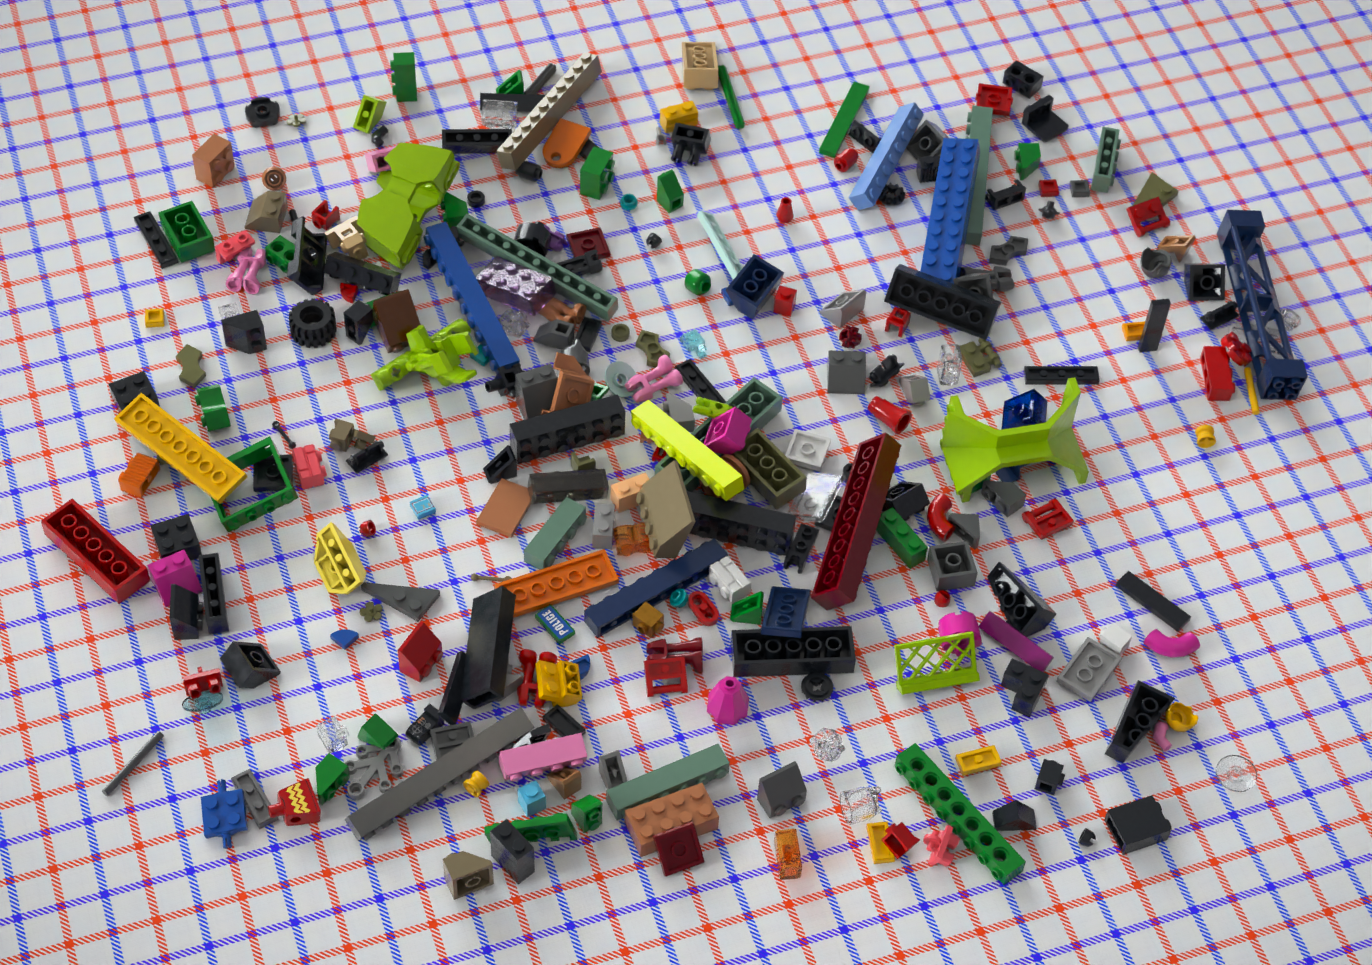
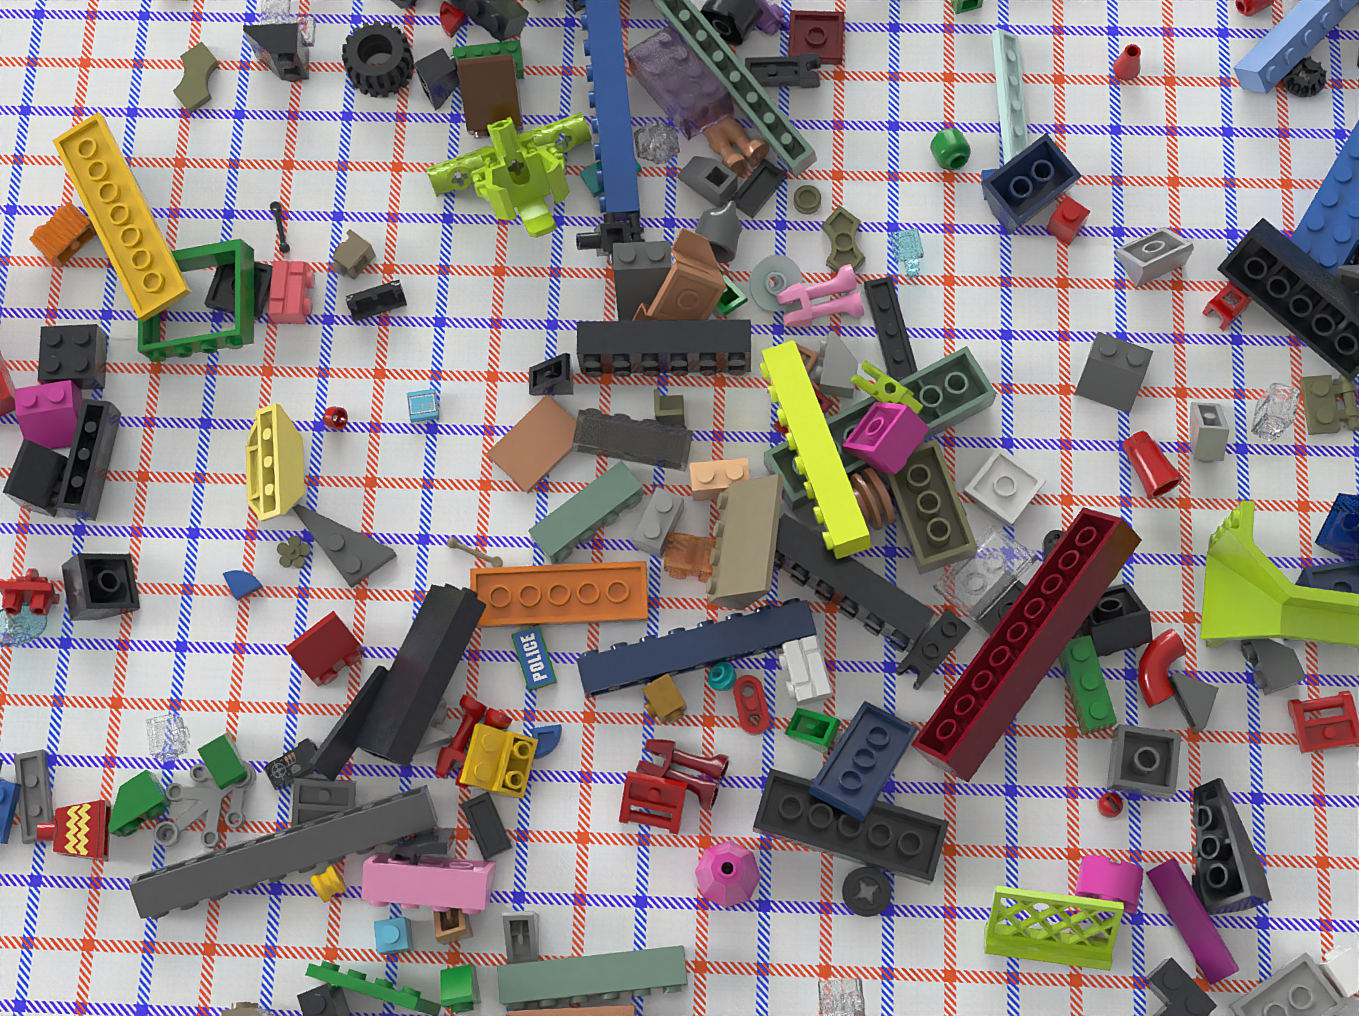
camera: 30 degrees right, 20 degrees up
(128, 388) = (105, 95): black brick -> none
(213, 407) = (195, 162): green brick -> none
(362, 439) = (378, 269): dark tan tile -> none
(654, 240) = (914, 57): black hinge -> none
(850, 337) = (1143, 313): dark red gear -> none
(881, 376) = (1164, 395): black hinge -> none

